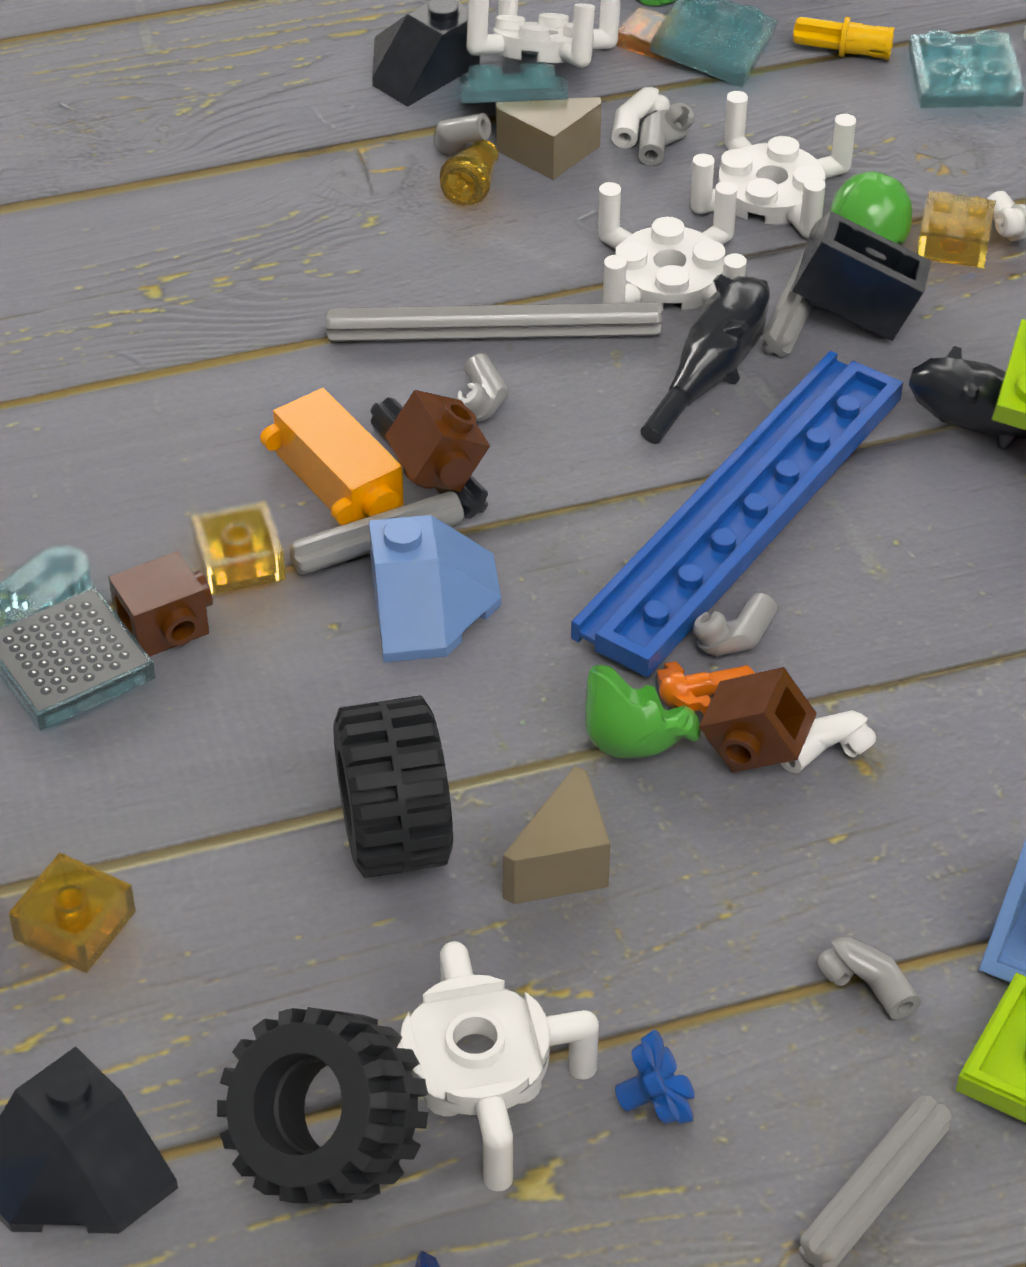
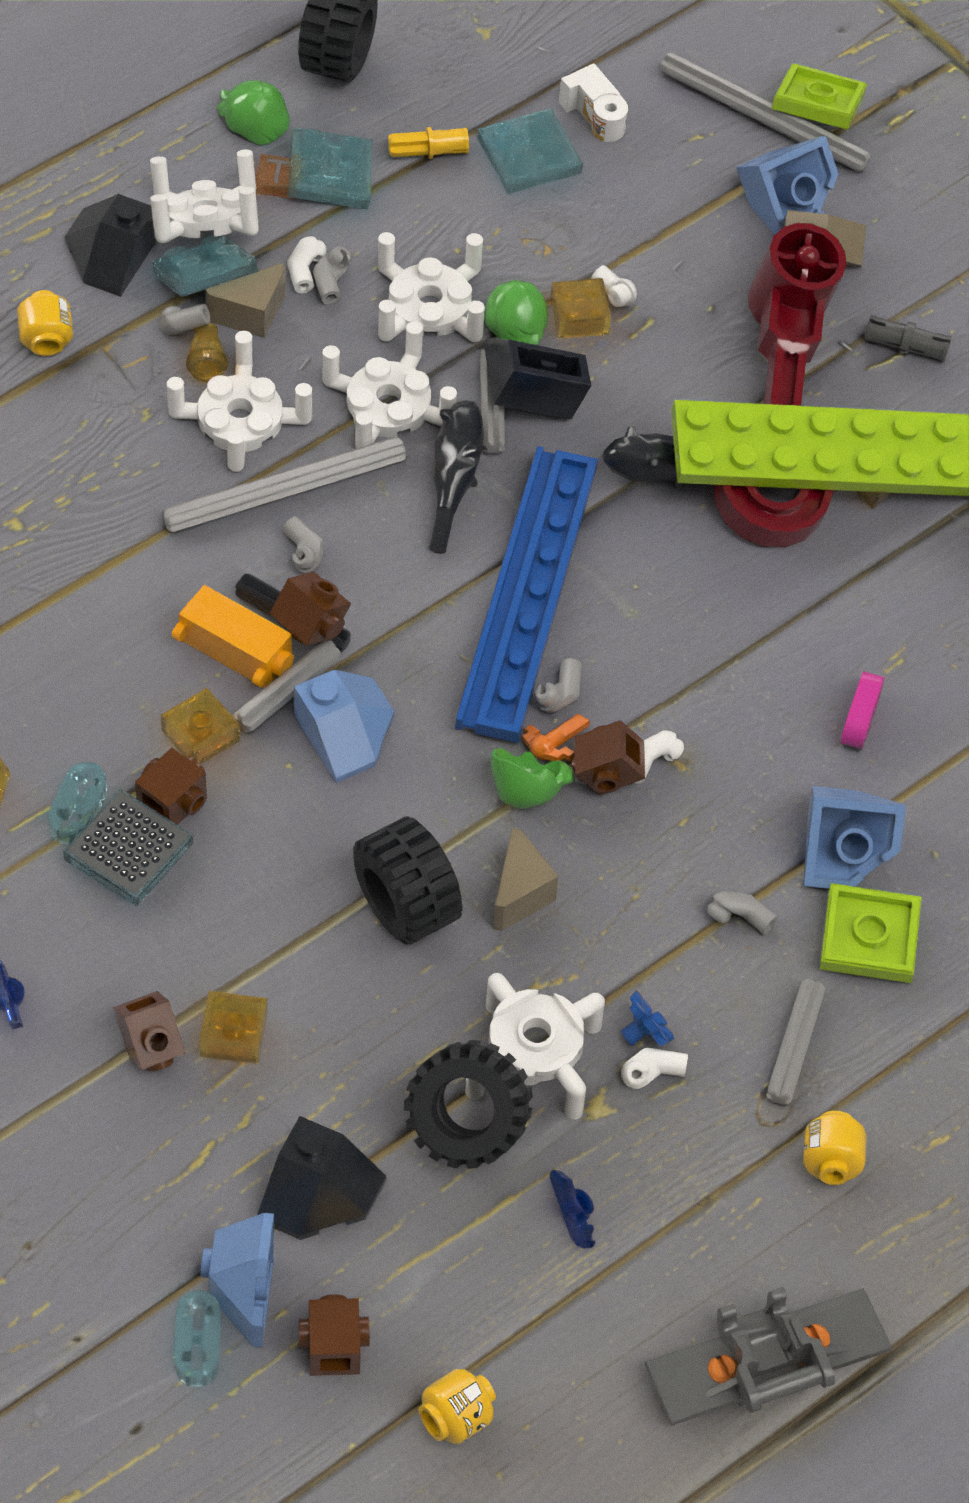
camera: 25 degrees left, 10 degrees up
(297, 101) = (45, 323): none -> yellow head
(500, 225) = (240, 392): none -> white plate
(640, 1144) = (651, 1063): none -> white arm

